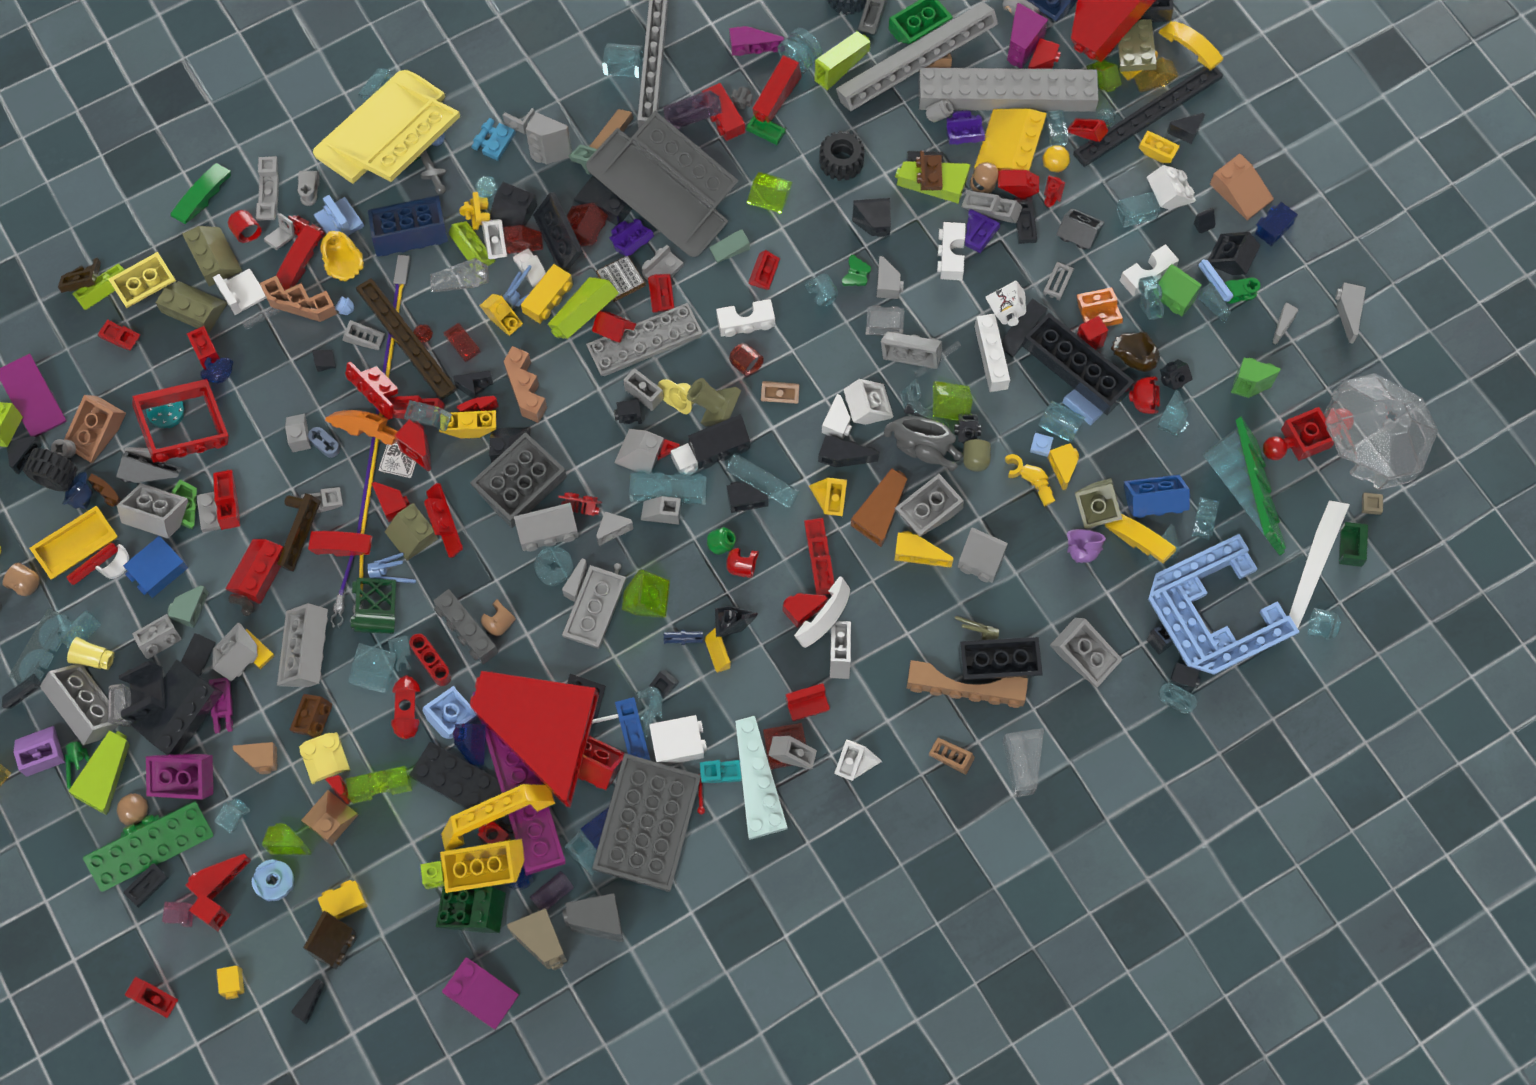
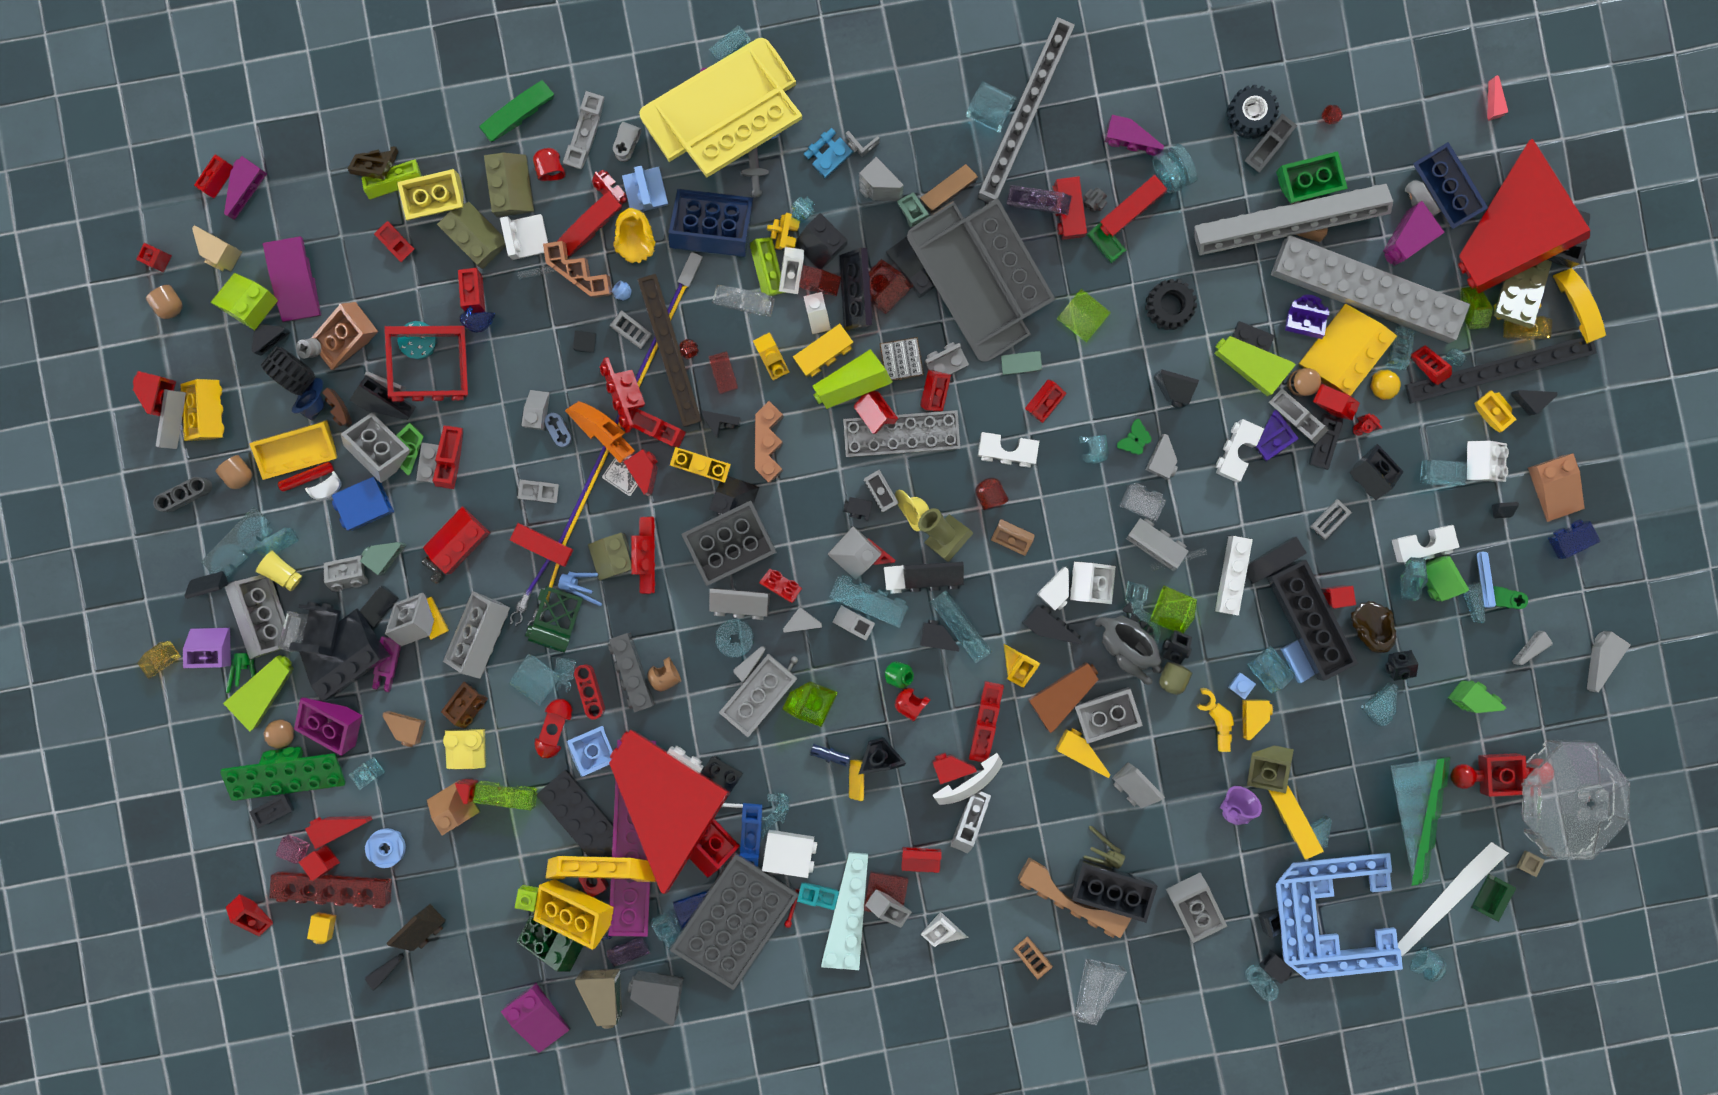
camera: 25 degrees right, 20 degrees up
(176, 949) = (281, 890): none -> clear red brick
(282, 234) = (582, 188): light grey bracket -> none
(284, 841) = (405, 819): clear neon green slope -> none
(294, 544) = (507, 518): dark brown piece -> none
(343, 900) = (440, 891): yellow brick -> none
(390, 500) = (602, 518): red slope -> none
(427, 415) = (662, 449): clear light blue panel -> none
(471, 741) = (601, 787): clear blue slope -> none
(485, 403) = (721, 449): red slope -> none
(512, 295) = (788, 340): medium blue plant -> none
(630, 236) = (926, 317): dark purple slope -> none
(664, 683) = (797, 791): black slope -> none
(840, 59) = (1214, 191): lime slope -> none
(930, 172) = (1251, 360): reddish brown bracket -> none
(939, 110) = (1289, 289): light grey brick -> none
(1008, 303) = (1270, 533): white torso -> none
(1045, 55) = (1422, 264): red slope -> none
(1101, 304) = (1358, 564): orange slope -> none
(1146, 395) = (1363, 676): red cylinder -> none
(1157, 495) = (1329, 780): blue slope -> none
(1205, 518) = (1365, 817): clear light blue slope -> none
(1234, 253) = (1517, 555): black slope -> none

